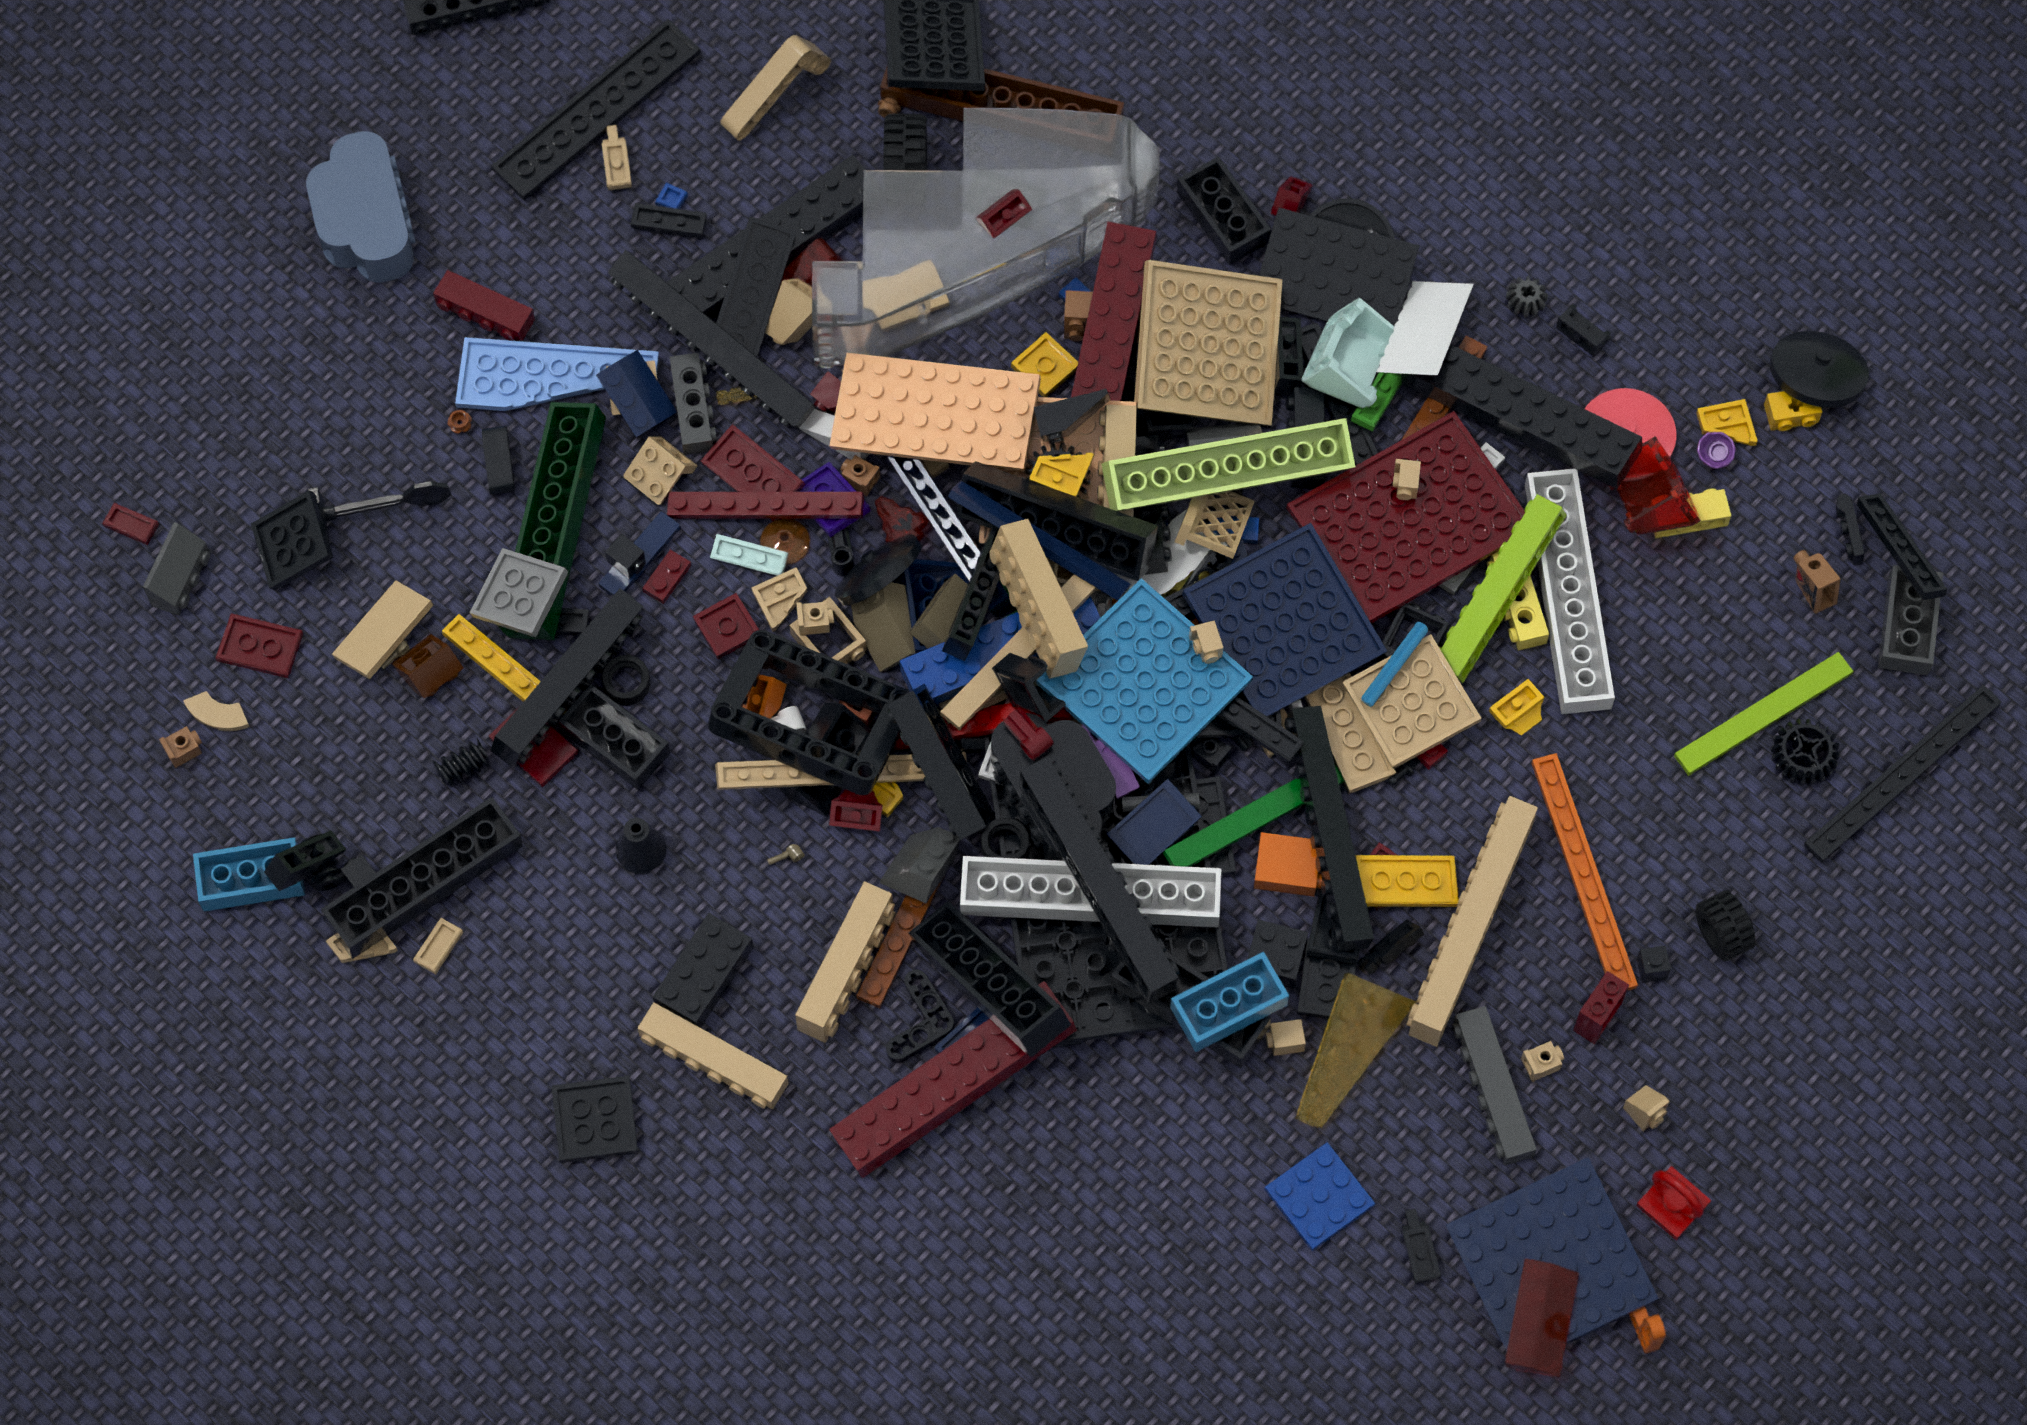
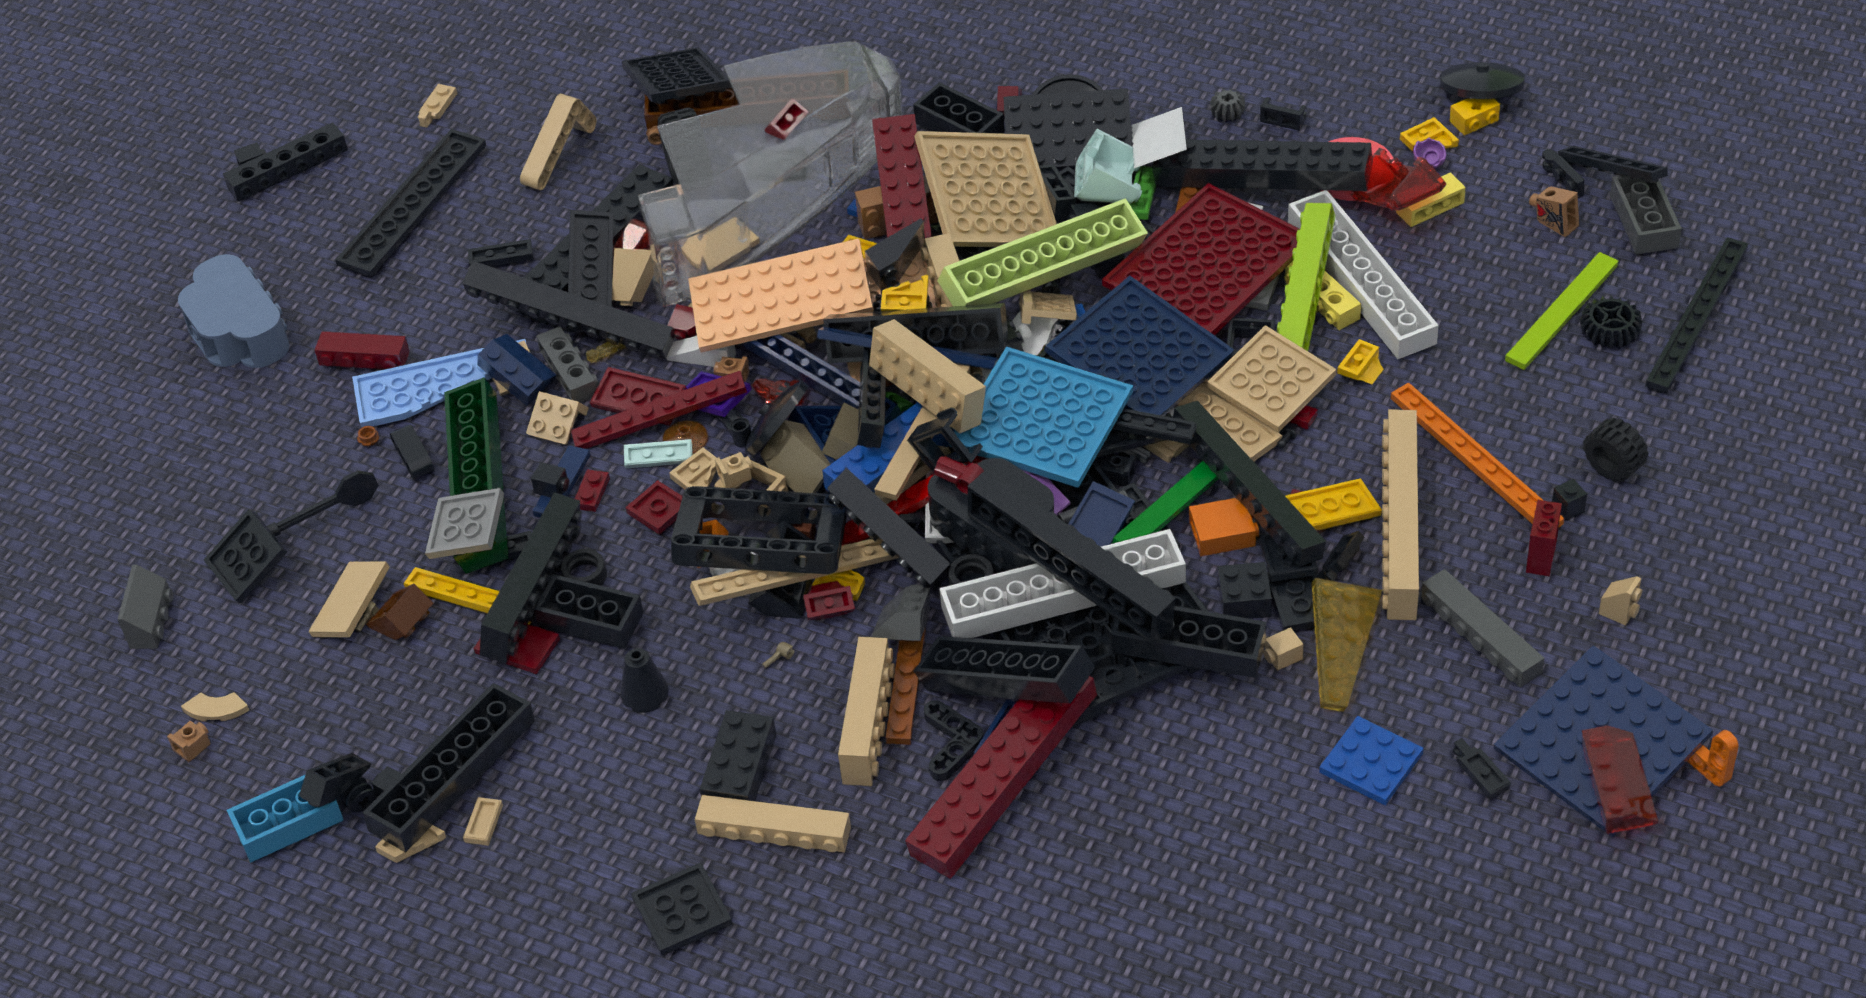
camera: 15 degrees left, 20 degrees down
(130, 523) = (92, 593): dark red tile -> none
(259, 645) = (239, 646): dark red tile -> none
(462, 763) = (455, 672): black piece -> none
(616, 160) = (441, 229): tan hinge -> none
(671, 197) = (495, 238): blue tile -> none
(1206, 641) = (1083, 367): tan brick -> none
(1229, 1001) = (1226, 613): dark azure brick -> none
(1394, 664) = (1245, 353): dark azure axle -> none
(1406, 478) = (1193, 230): tan brick -> none
(1539, 1068) = (1515, 594): tan brick -> none
(1673, 1202) = (1680, 664): red tile -> none

